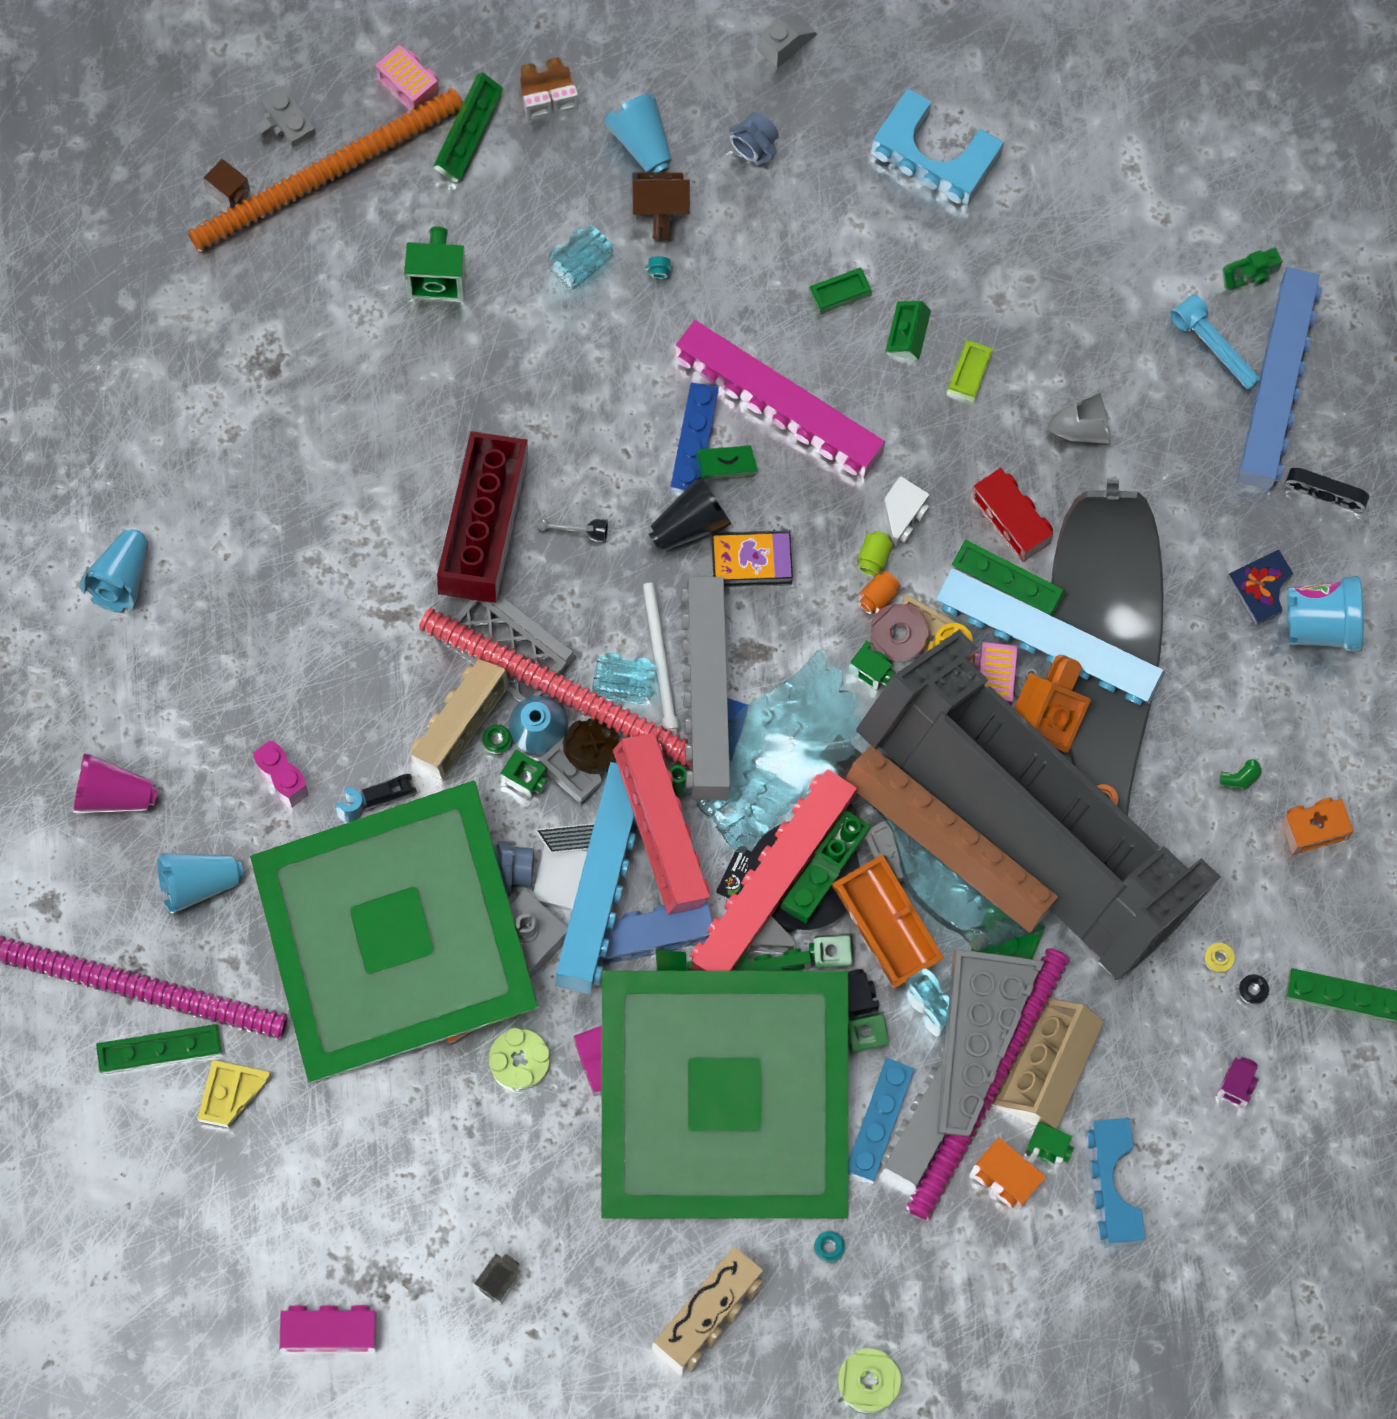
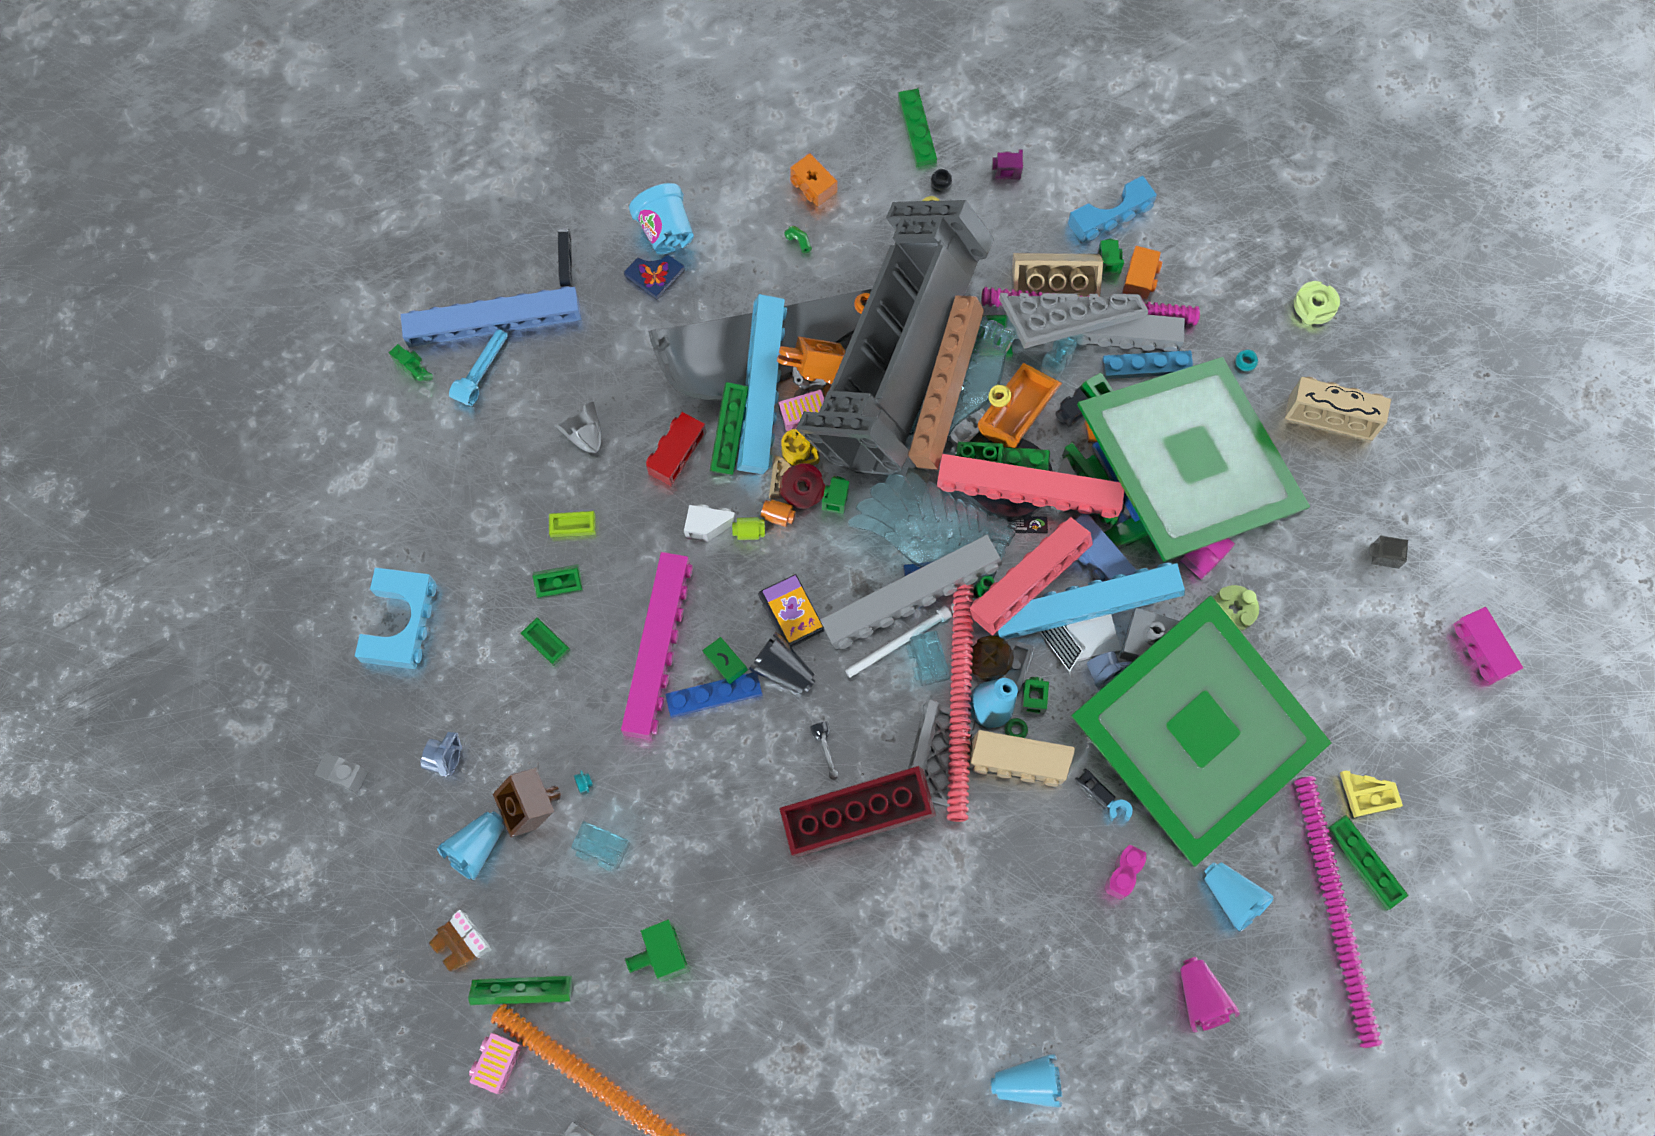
camera: 110 degrees left, 0 degrees up
(844, 953) = (1053, 435): brick -> none
(907, 887) = (997, 390): none -> light yellow plate

